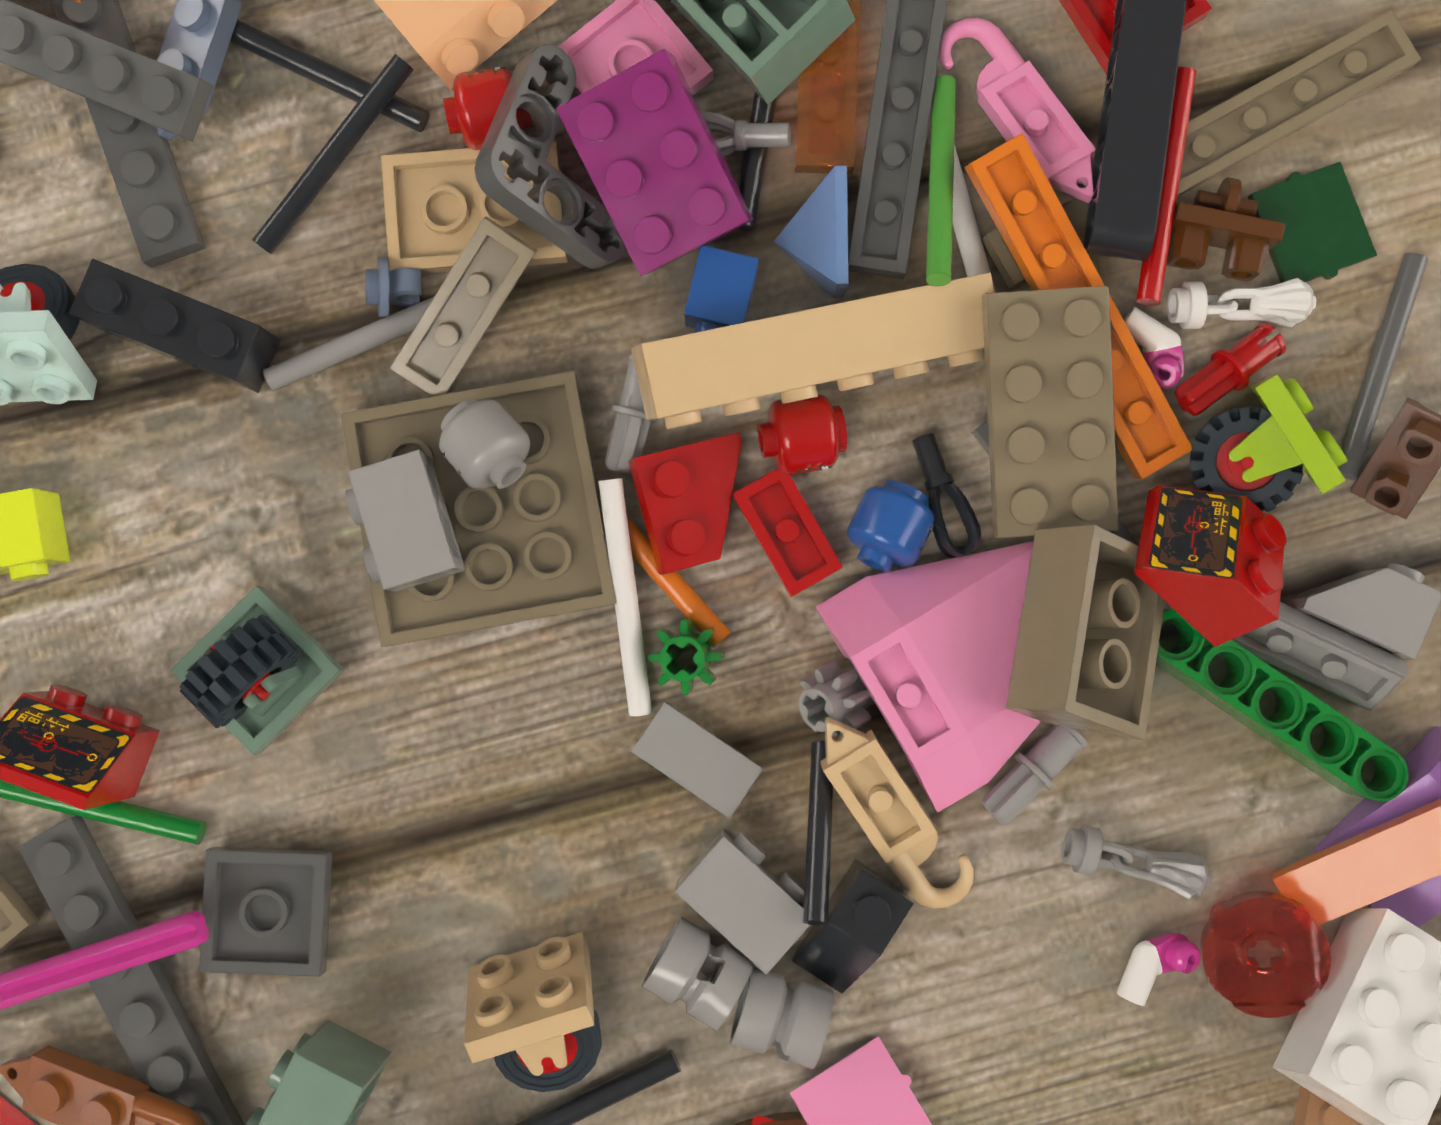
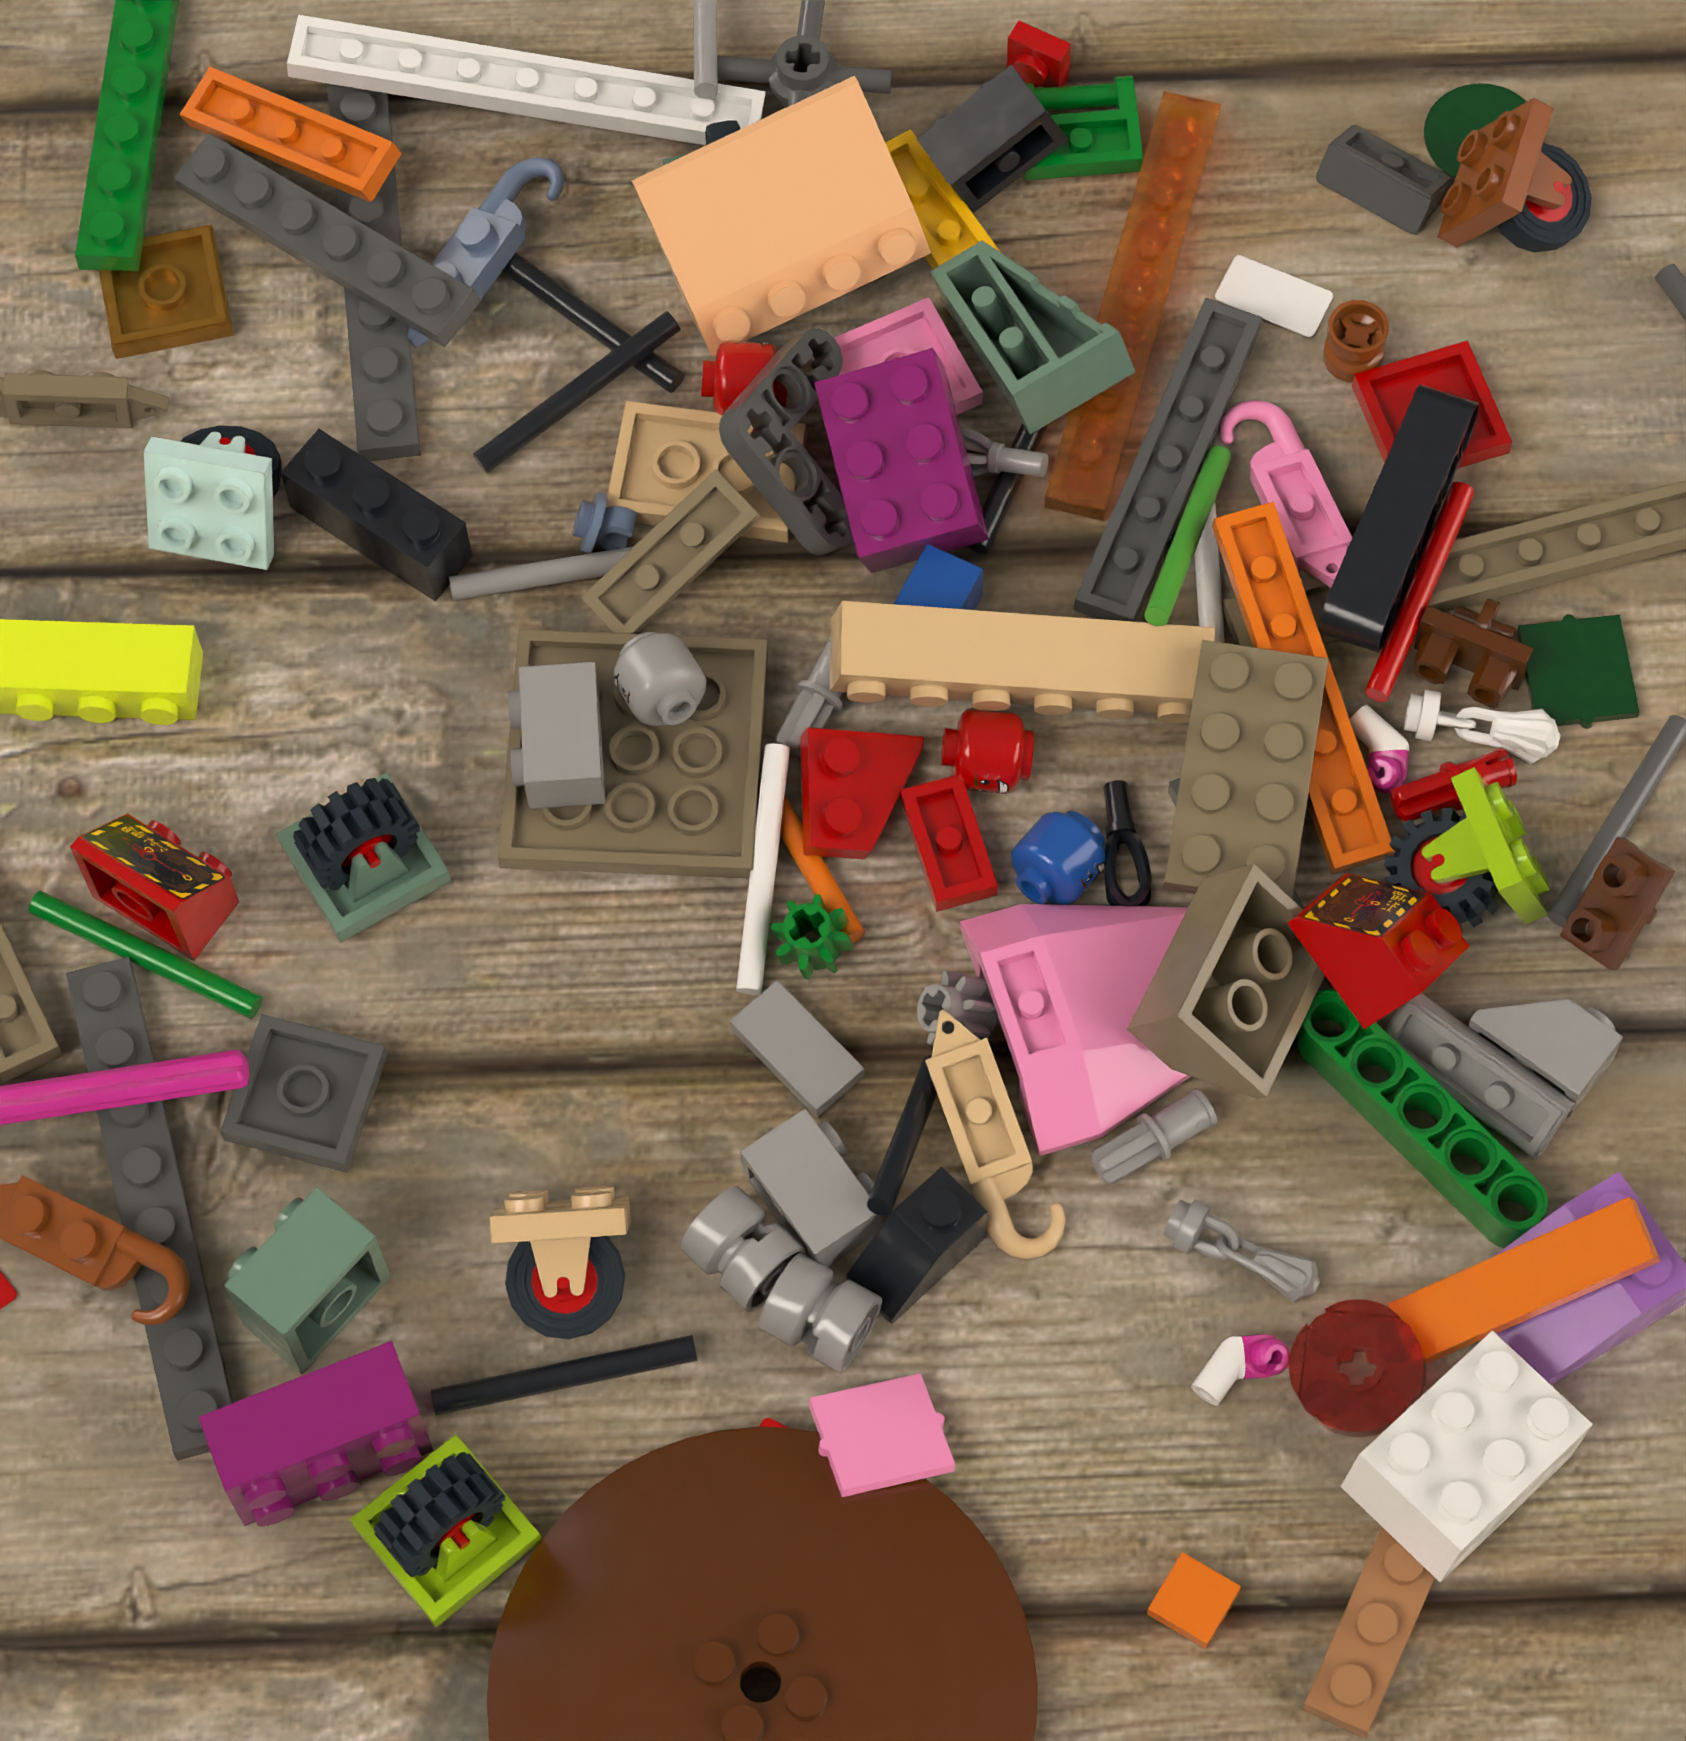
camera: 15 degrees right, 20 degrees down
(819, 234) = (1054, 564): medium blue slope -> none

